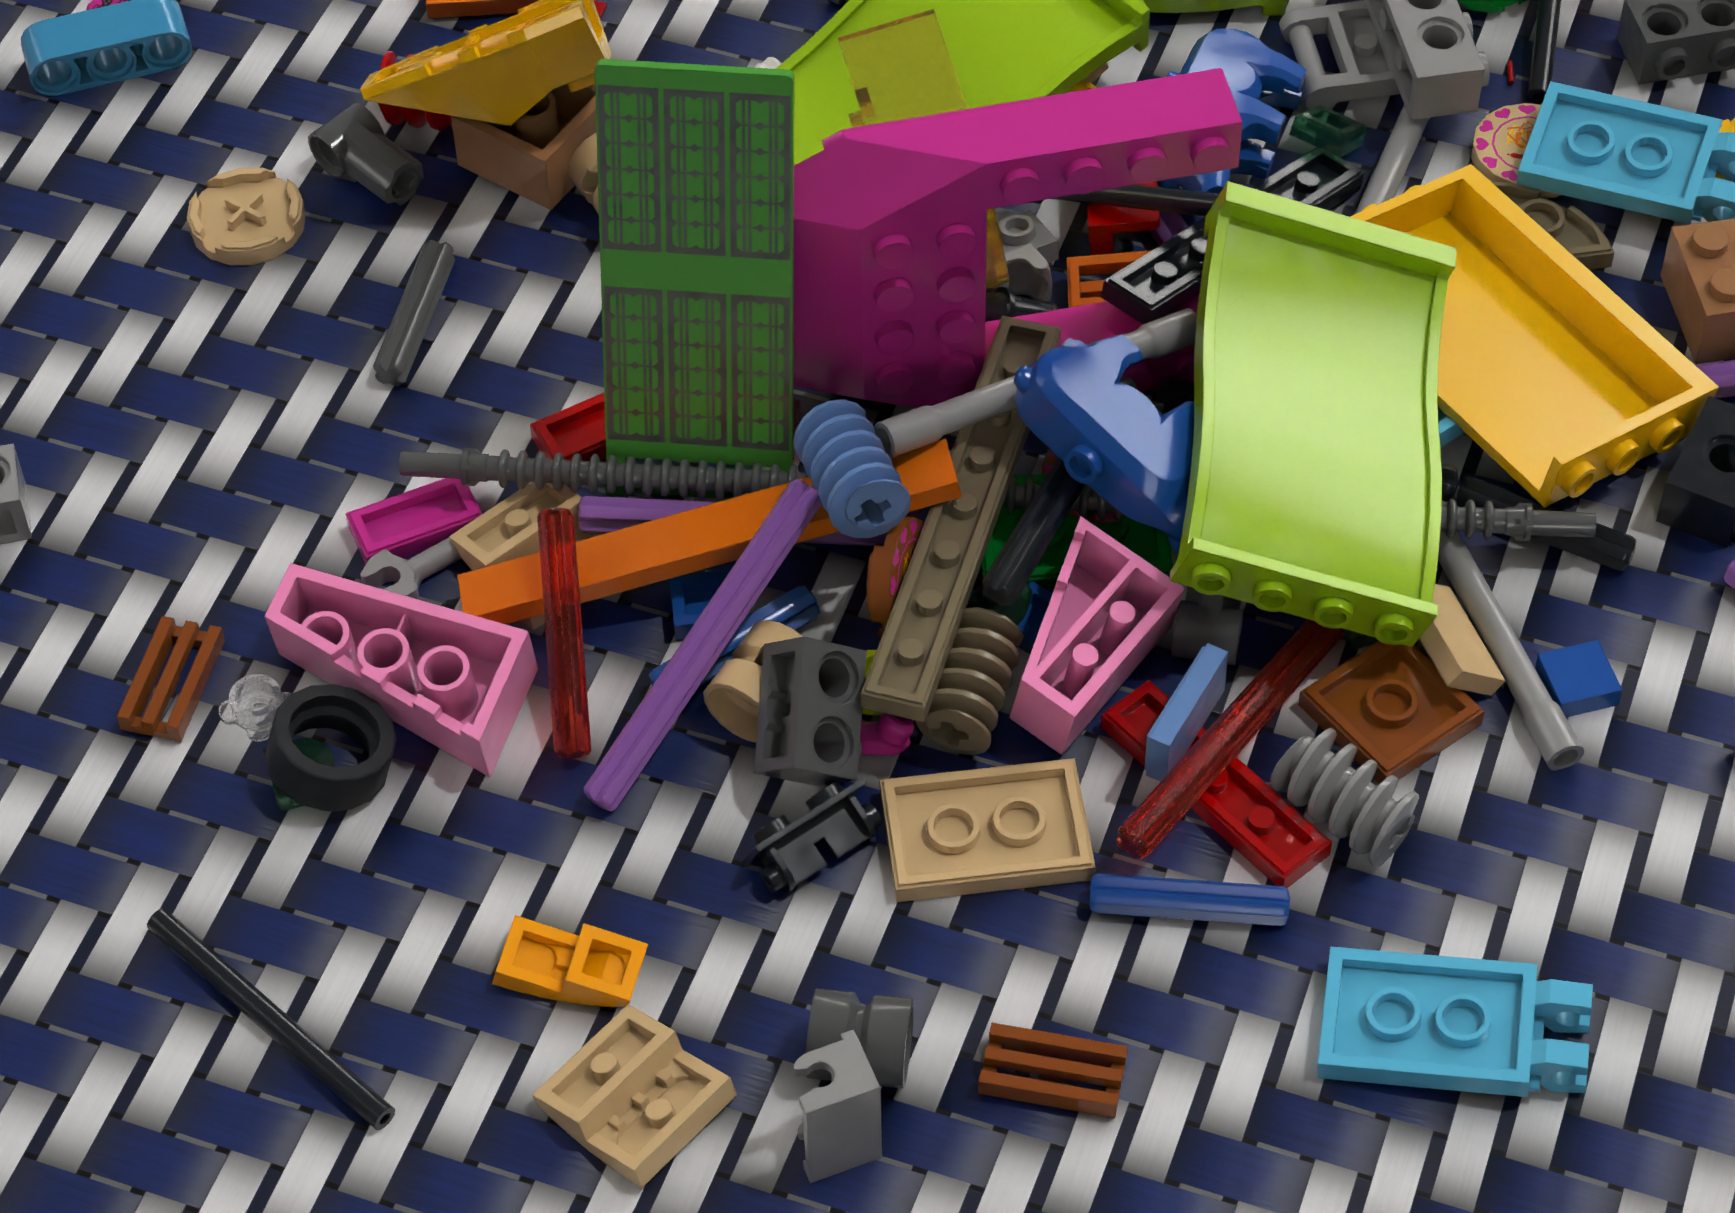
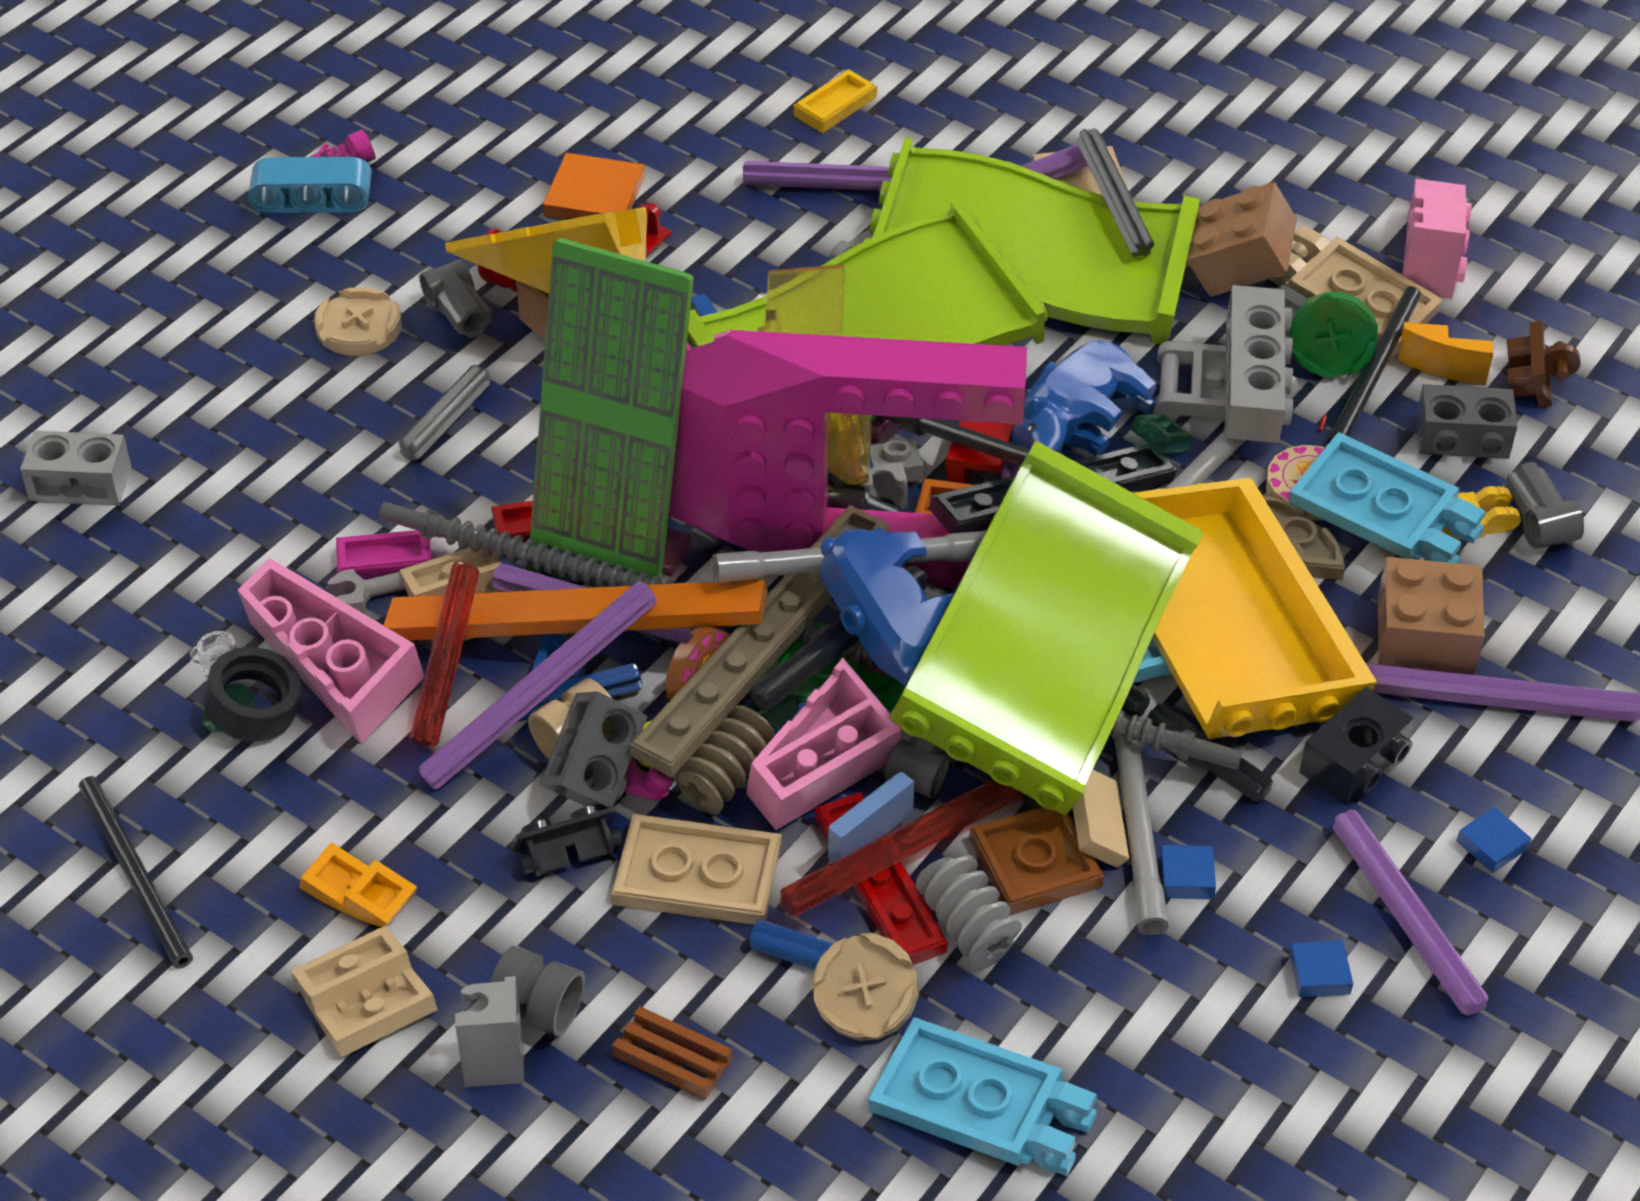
camera: 15 degrees right, 5 degrees down
(150, 668) = (162, 619): dark orange tile -> none
(850, 470) = (680, 583): medium blue piece -> none
(1259, 925) = (865, 987): none -> tan tile

